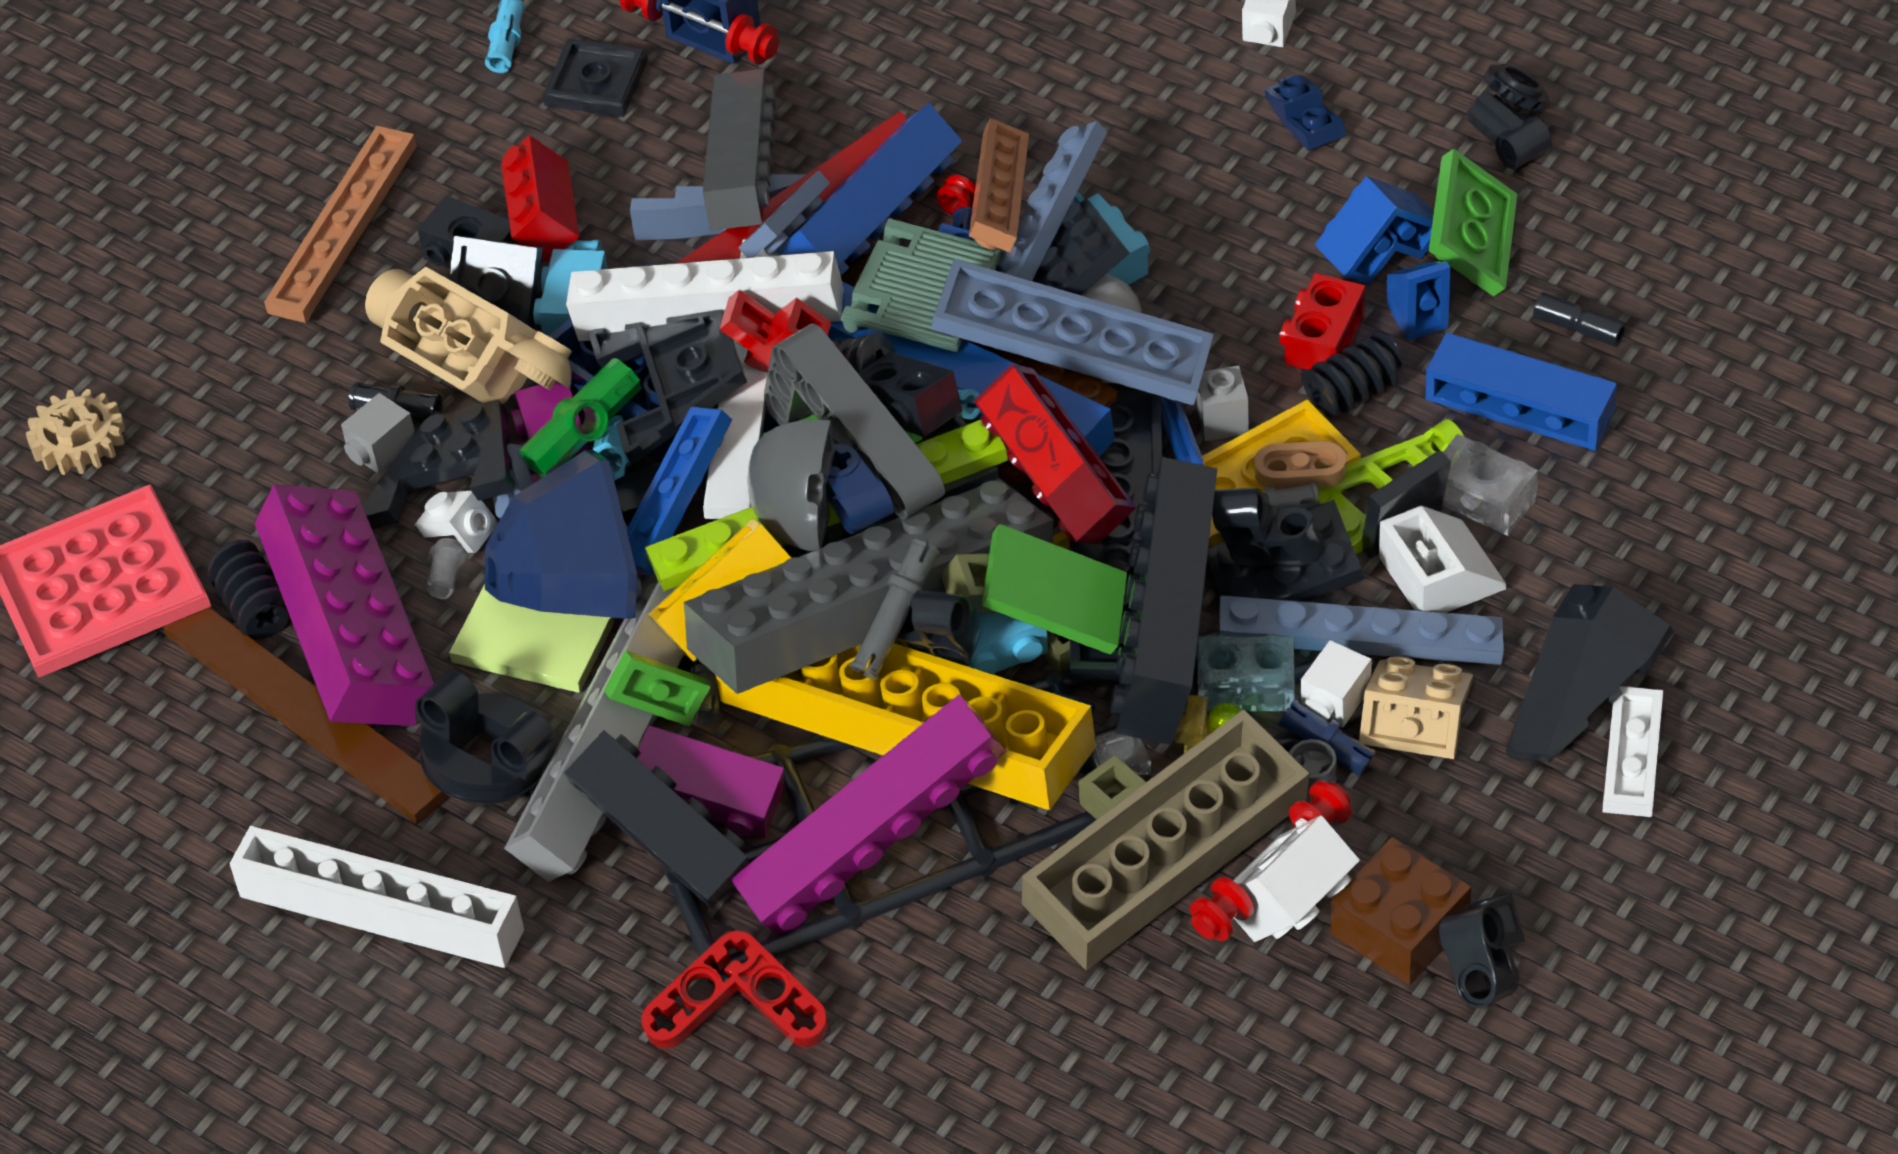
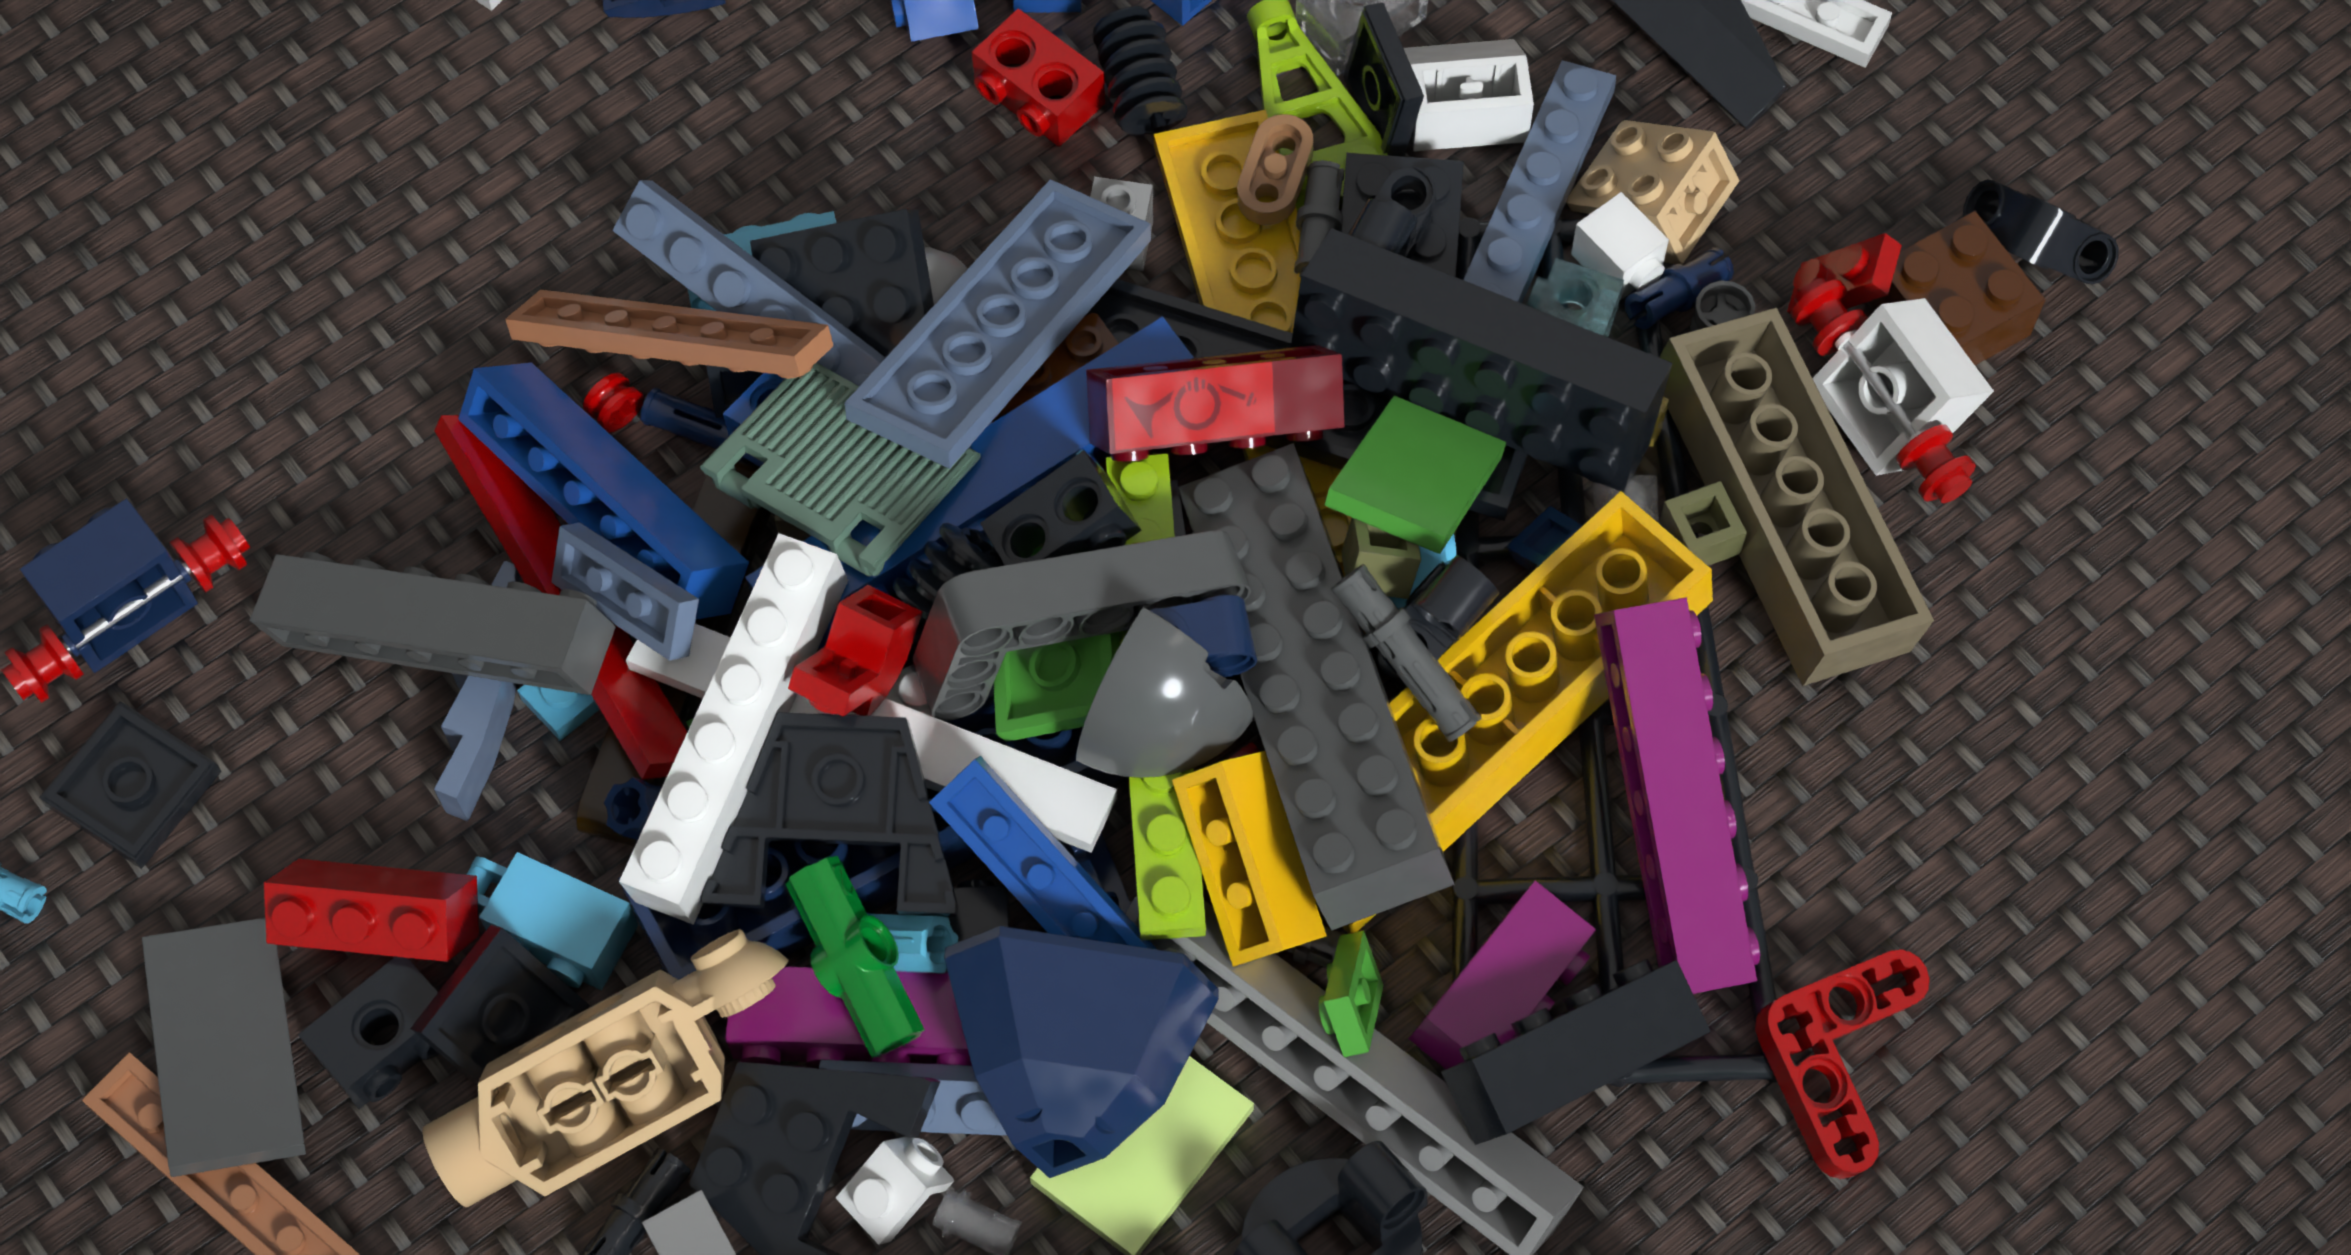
camera: 75 degrees left, 15 degrees up
(415, 175) = (222, 1047): none -> dark grey tile
(1179, 432) = (1187, 281): blue axle -> none
(1375, 823) = (1862, 268): none -> red plate

